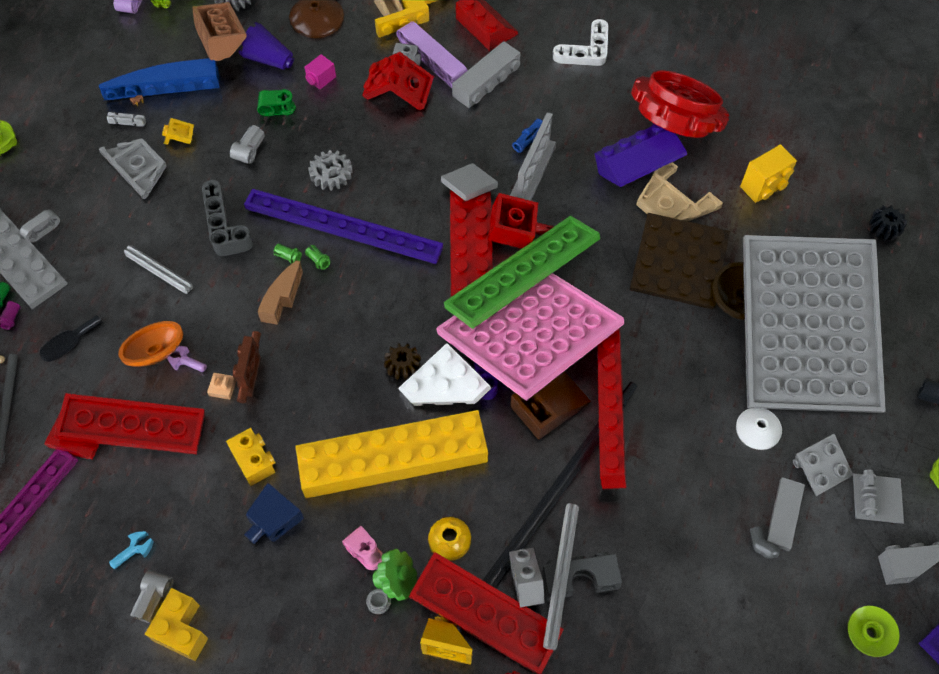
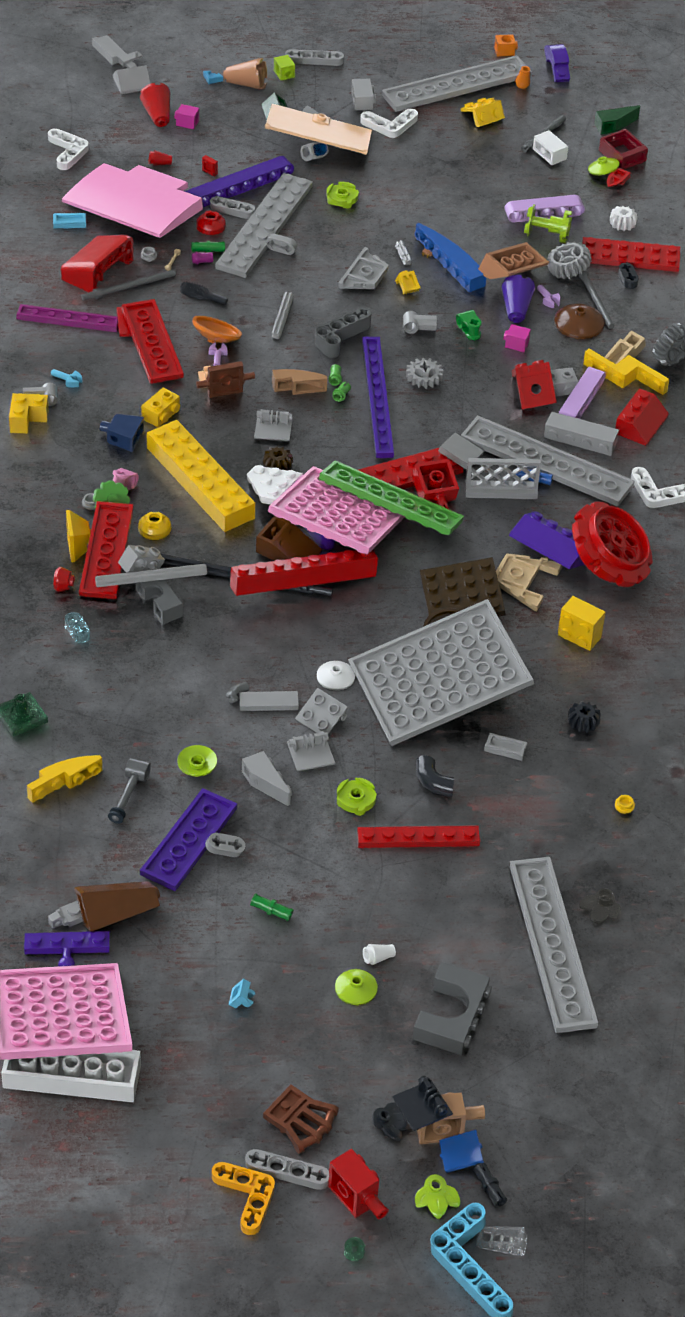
camera: 65 degrees right, 15 degrees down
(275, 24) = (549, 298): none -> lavender bar
(340, 346) = (273, 426): none -> light grey hinge
(508, 117) = (564, 466): none -> light grey plate
(906, 306) = (505, 746): none -> light grey tile

